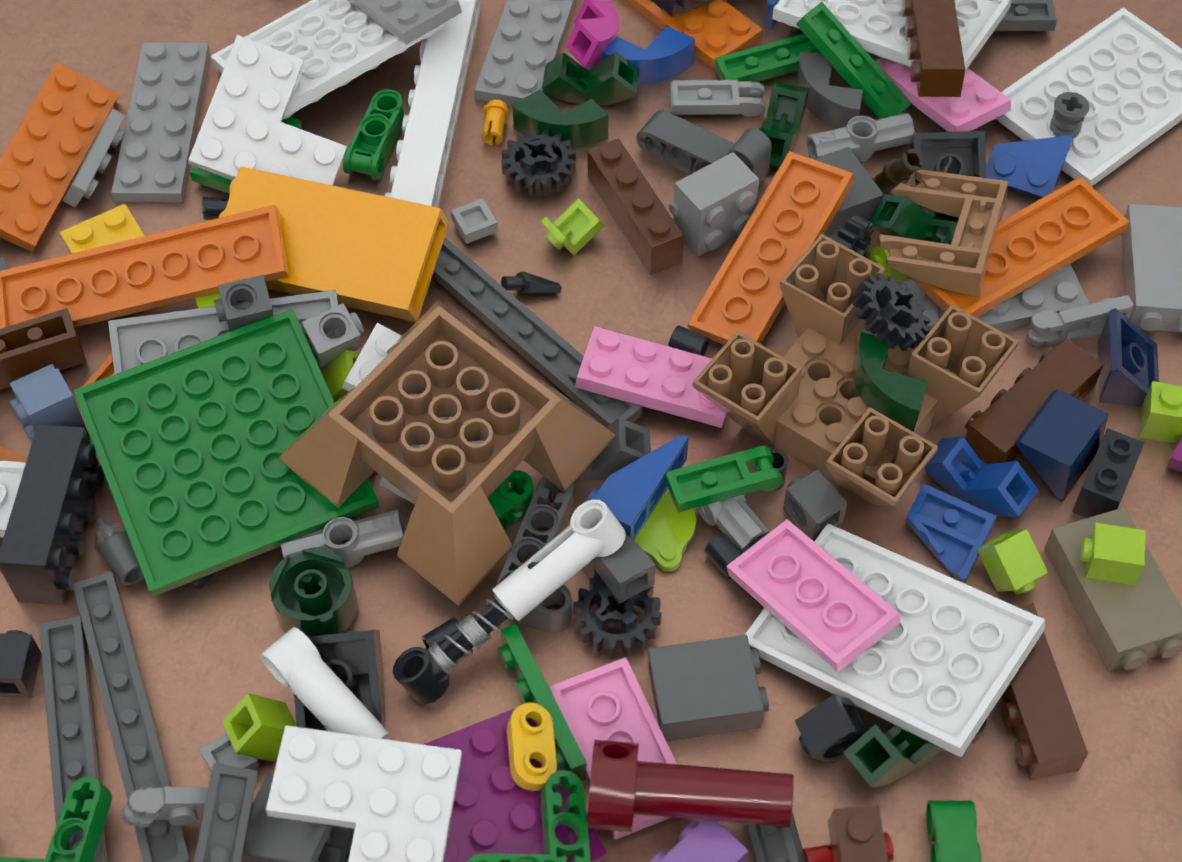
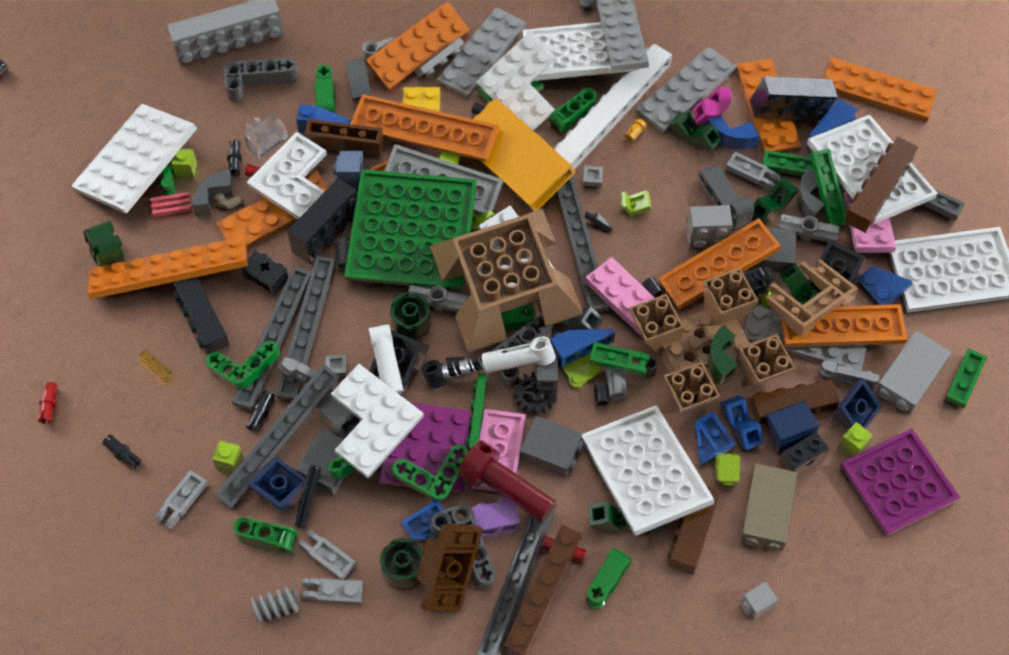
camera: 30 degrees right, 5 degrees up
(248, 289) = (462, 172): dark grey brick -> none
(258, 726) = (353, 355): lime brick -> none
(327, 349) = (483, 193): light grey brick -> none
(531, 743) = (458, 428): yellow plate -> none
(538, 162) = (642, 161): black gear -> none
(581, 125) = (669, 152): dark green brick -> none
(635, 206) = (672, 207): reddish brown brick -> none
(813, 595) = (623, 432): bright pink plate -> none
(814, 504) = (656, 393): dark grey brick -> none
(831, 728) = (592, 492): black brick -> none
(891, 312) = (744, 322): black gear -> none
(899, 170) = (810, 255): dark brown pin -> none
(1069, 114) = (920, 269): dark grey bush -> none
(1114, 553) = (771, 489): lime brick -> none

